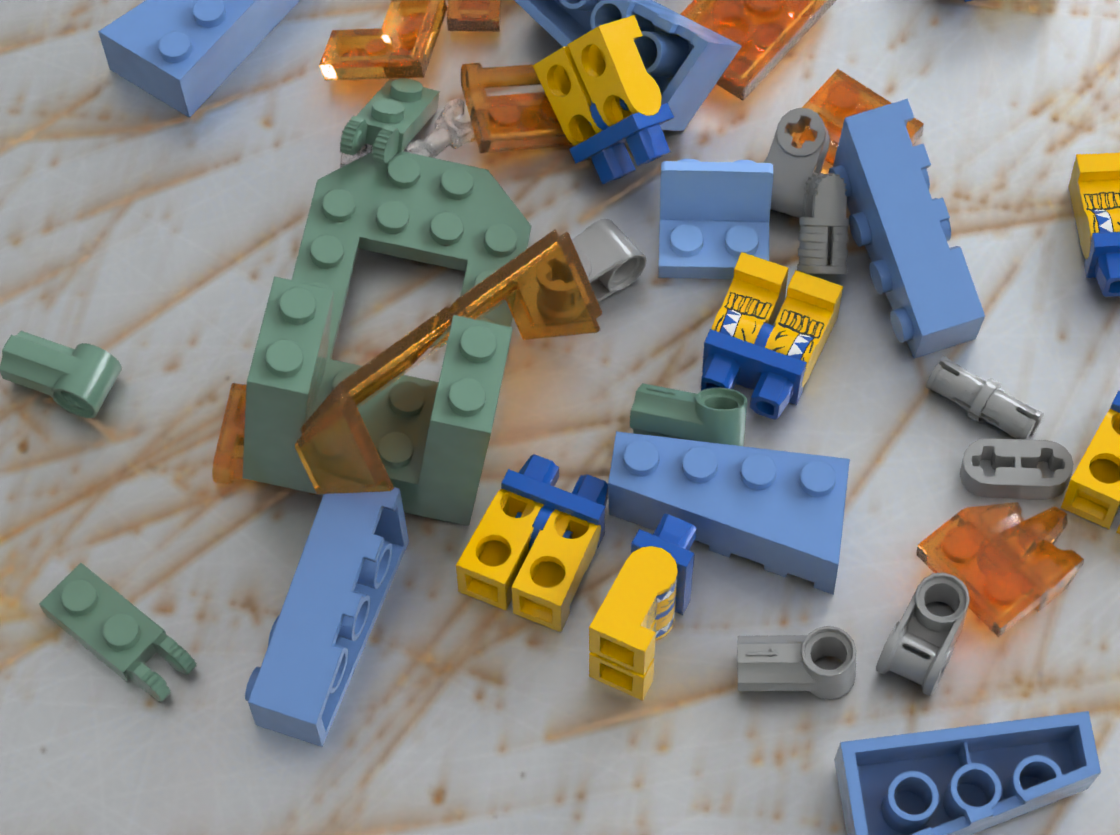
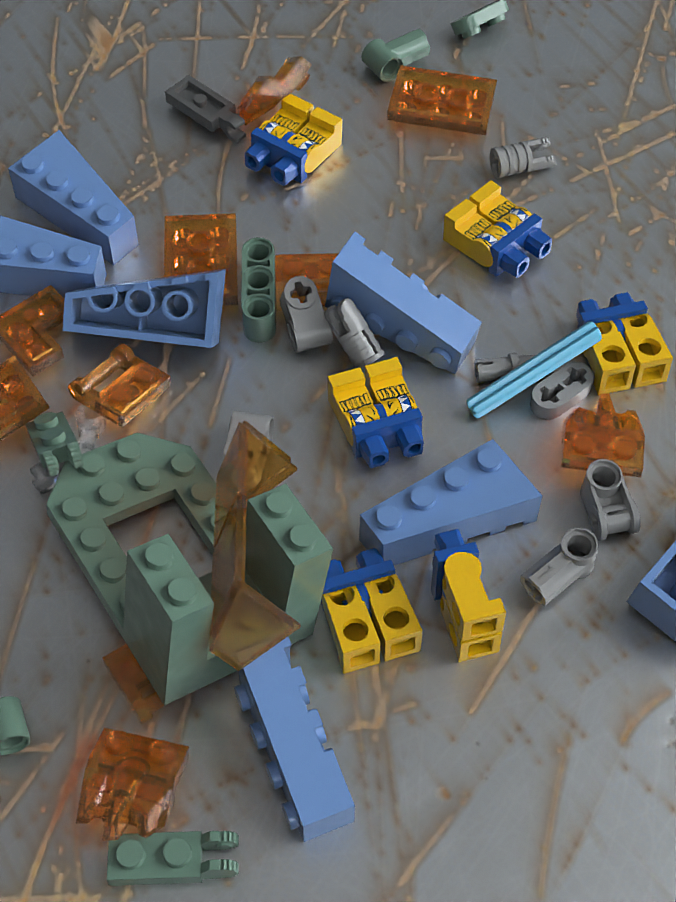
camera: 45 degrees left, 5 degrees down
(144, 529) = (130, 783): none -> clear orange plate
(606, 99) = (176, 345): yellow hips -> none
(709, 416) = (393, 474): sand green piece -> none
(712, 216) = (289, 371): light blue bracket -> none
(771, 92) = (258, 290): none -> sand green beam
(996, 417) = (534, 369): none -> medium azure axle

